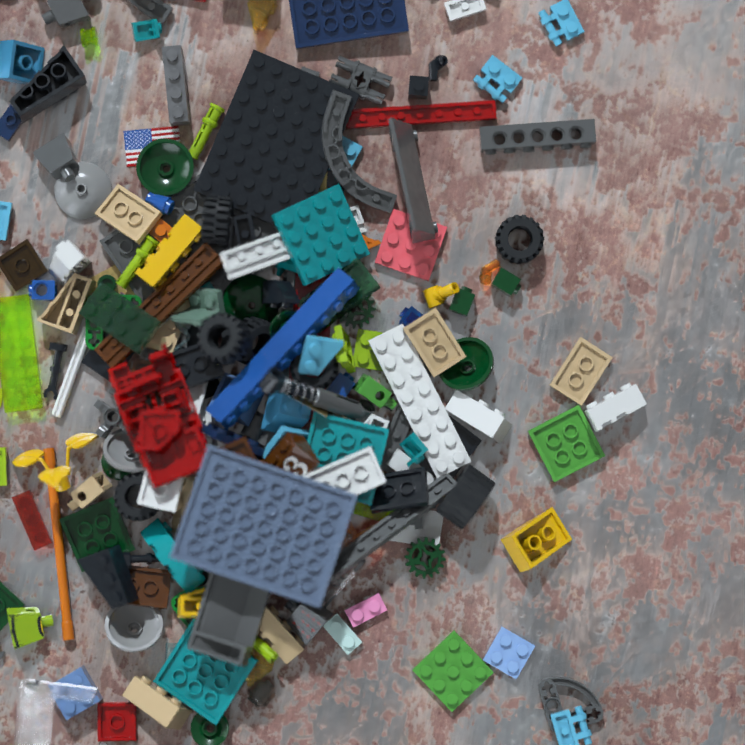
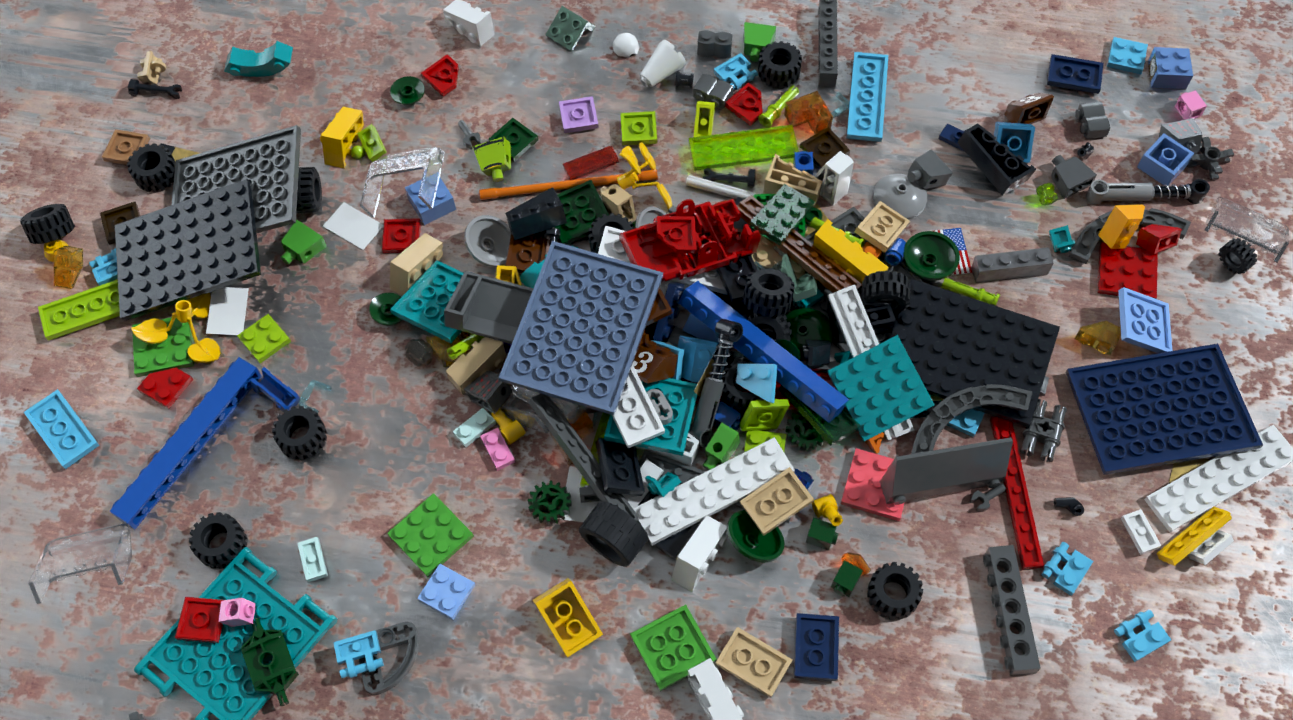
camera: 95 degrees right, 25 degrees down
(338, 447) = (662, 405): none -> light grey beam
(347, 598) = (509, 429): none -> yellow pin
(418, 87) = (1045, 485): black brick -> none
(426, 143) = (985, 498): none -> dark grey bar
(567, 314) = (816, 647): none -> dark blue plate

